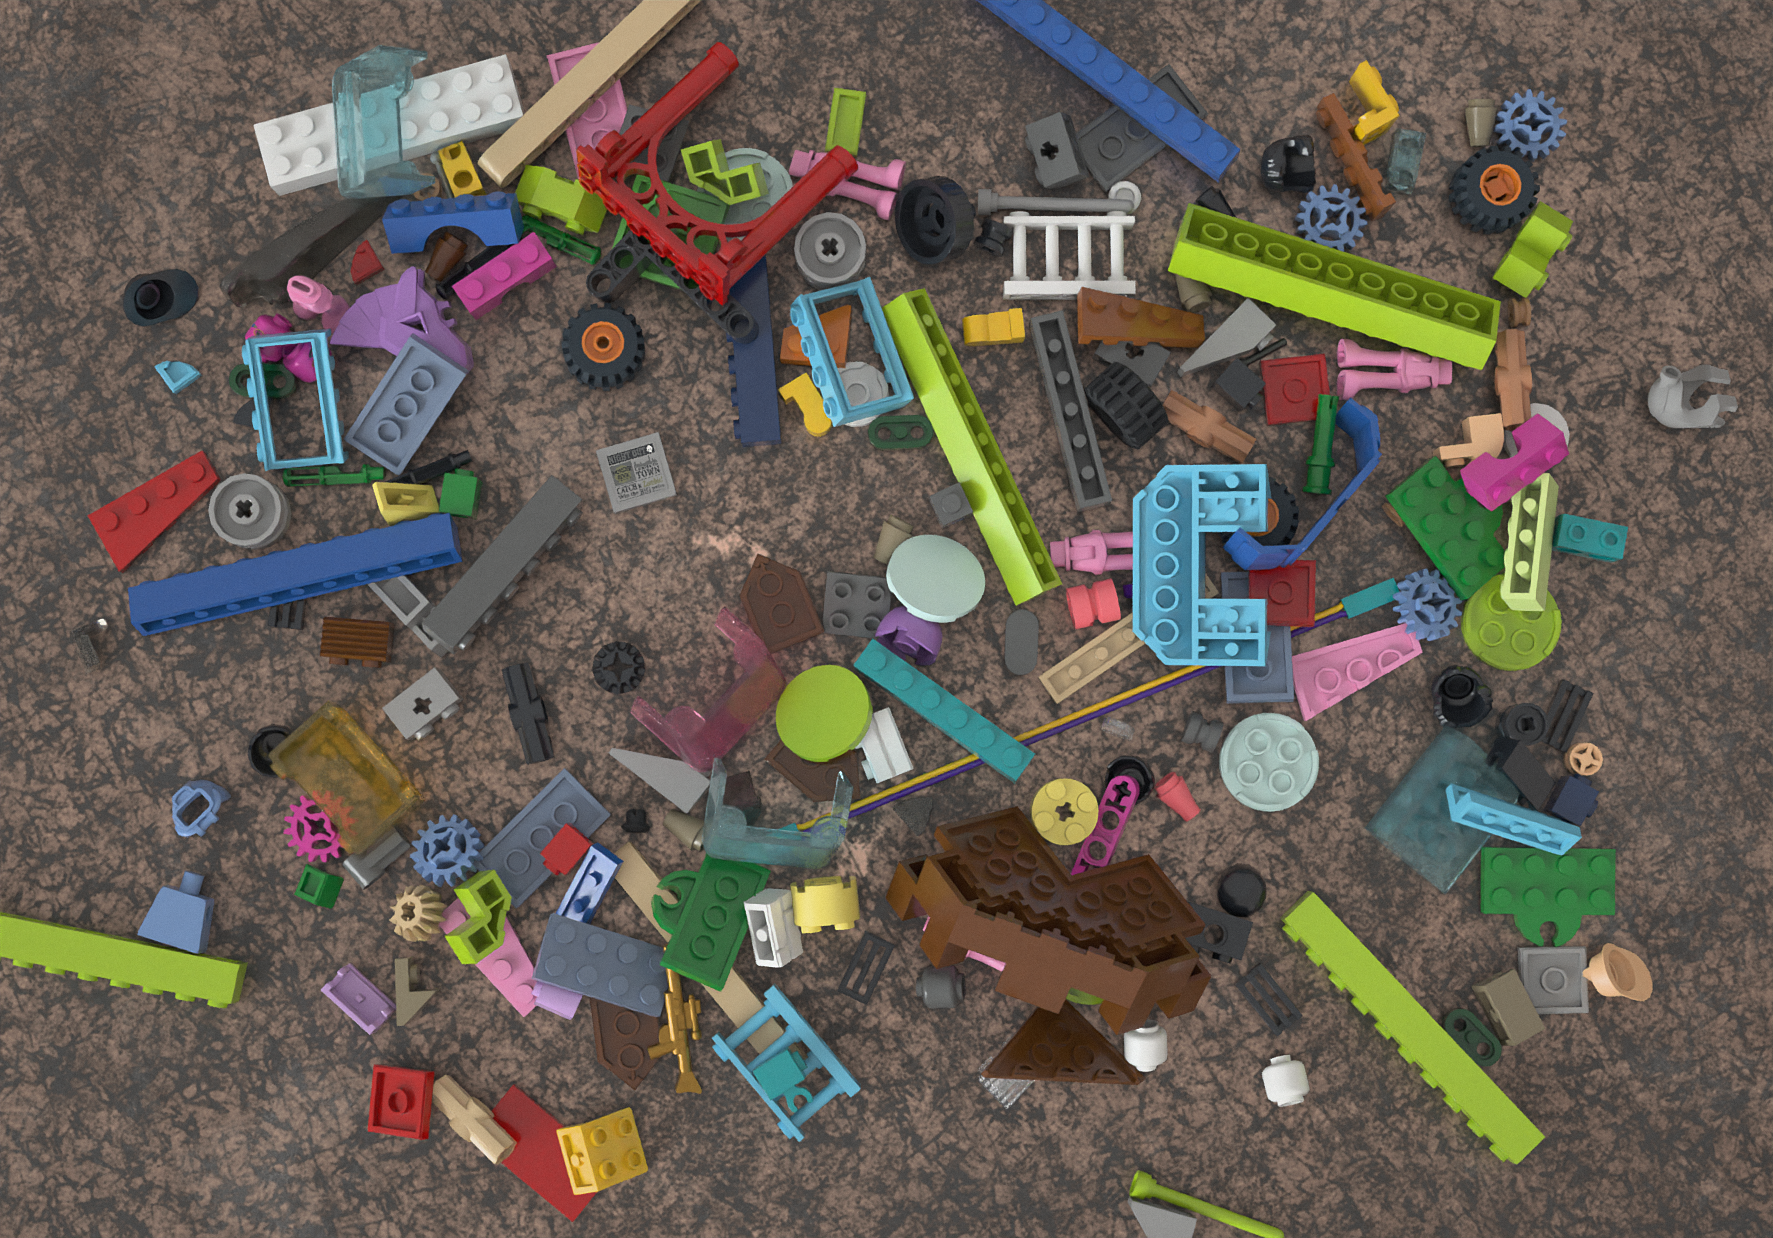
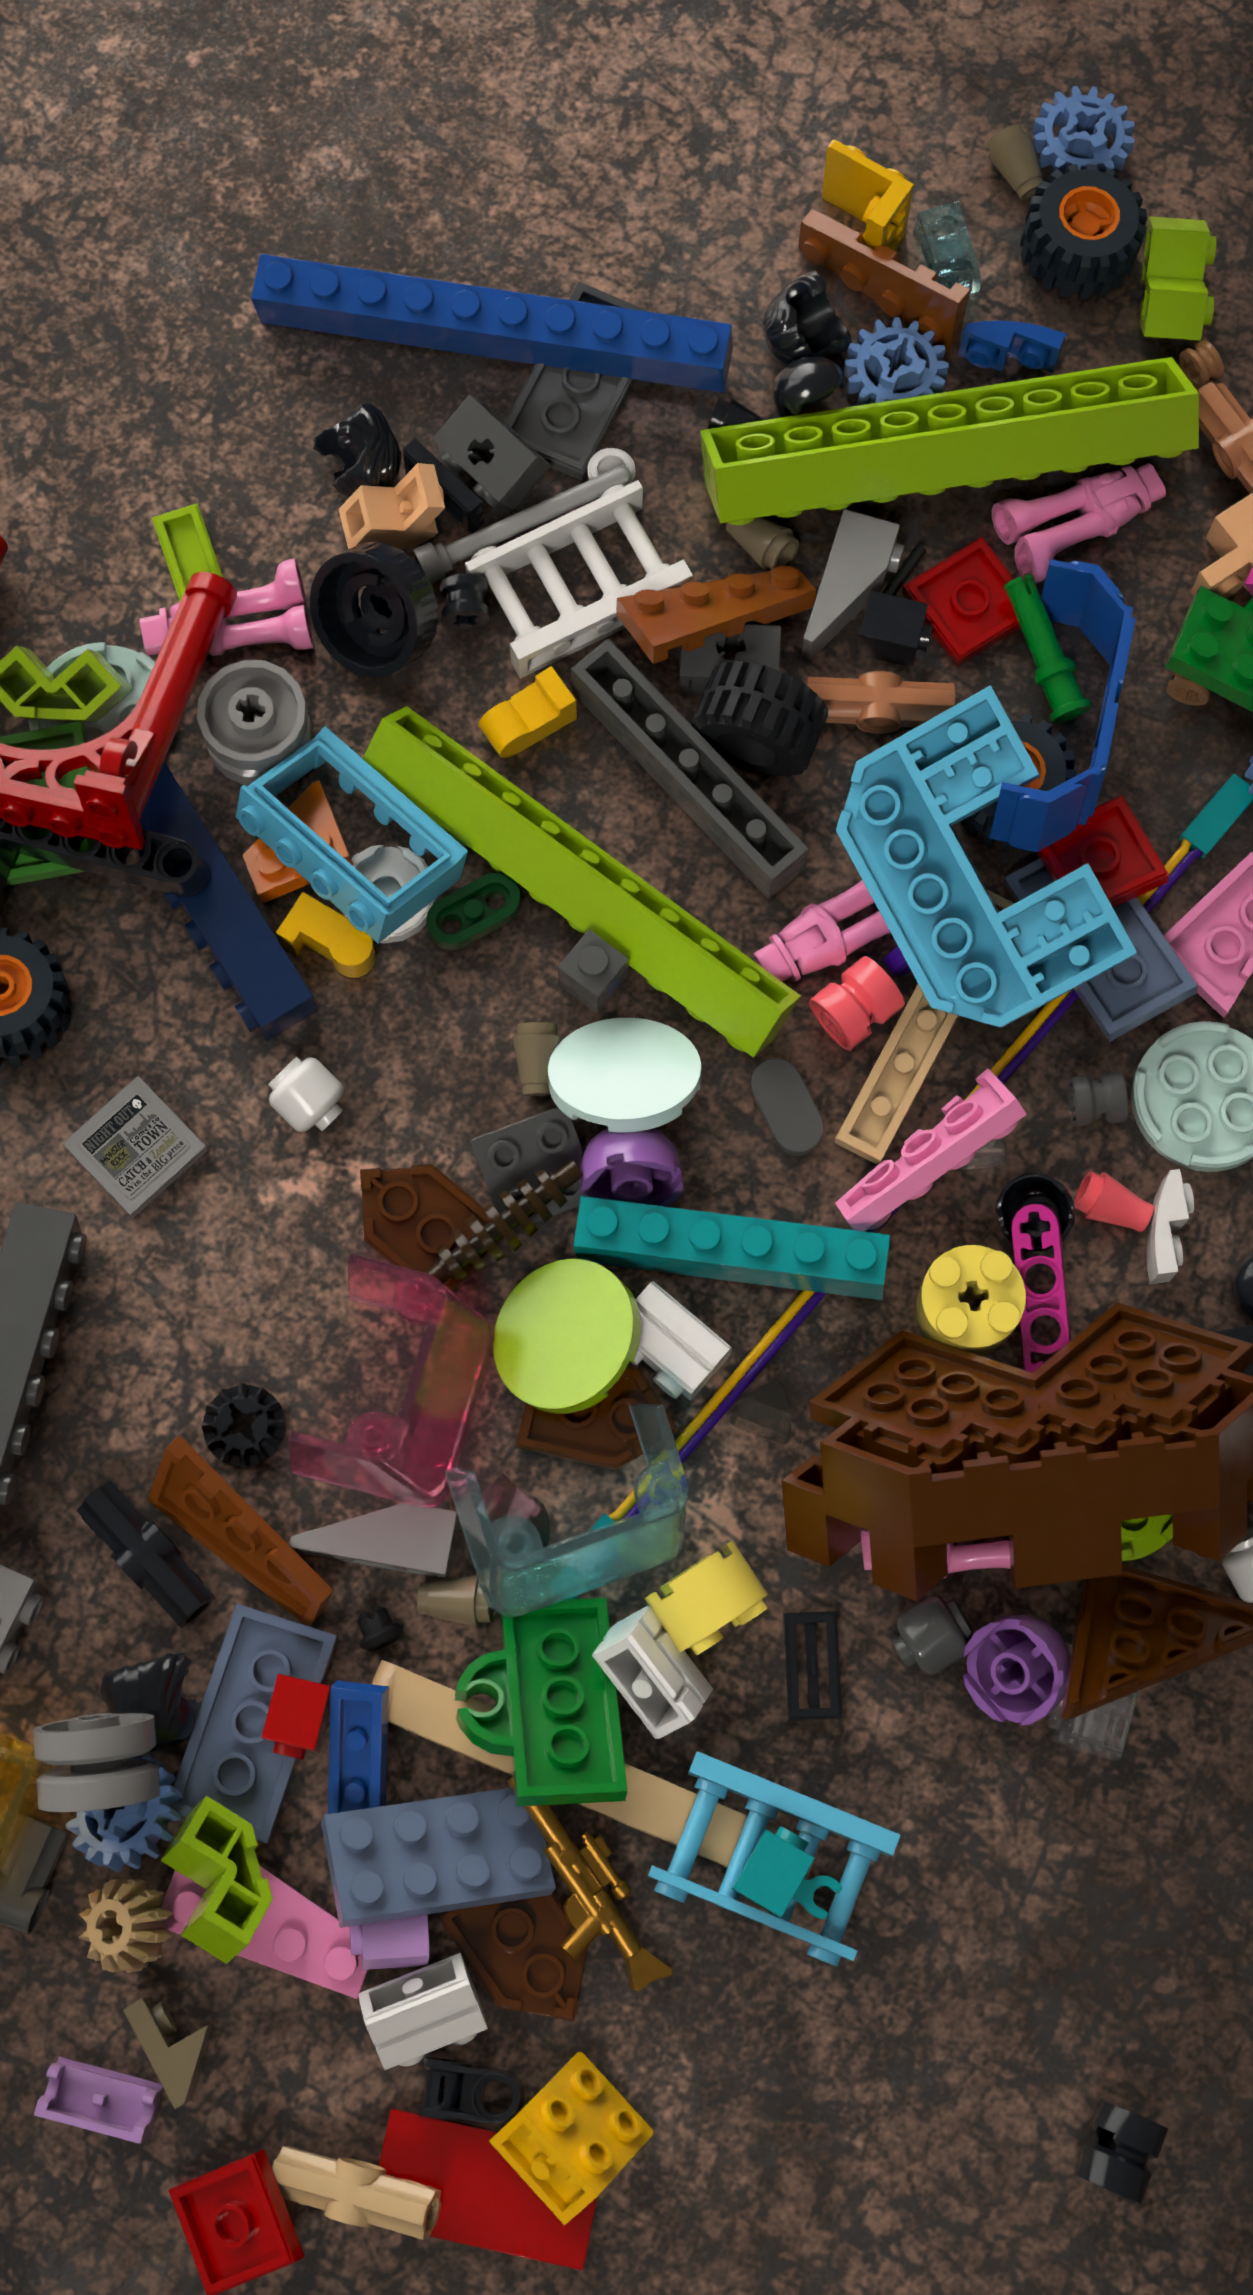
camera: 25 degrees left, 10 degrees down
(442, 823) = (96, 1762): none -> light grey wheel
(489, 798) = (156, 1690): none -> black hair
(555, 1043) = (422, 2012): none -> white brick
(557, 1096) = (465, 2091): none -> black piece
(579, 719) = (230, 1528): none -> dark orange wing
(748, 494) = (306, 1094): none -> white head
(820, 631) = (551, 1187): none -> dark brown piece
(976, 1031) = (1017, 1668): none -> medium lavender cylinder
(978, 161) = (395, 514): none -> light nougat brick
(983, 112) = (364, 447): none -> black hair
(1017, 157) = (458, 498): none -> black tile
(1114, 713) = (930, 1153): none -> bright pink wing
(1208, 817) = (1171, 1211): none -> white slope
(1268, 205) = (805, 384): none -> black hair
(1398, 234) = (992, 342): none -> blue slope

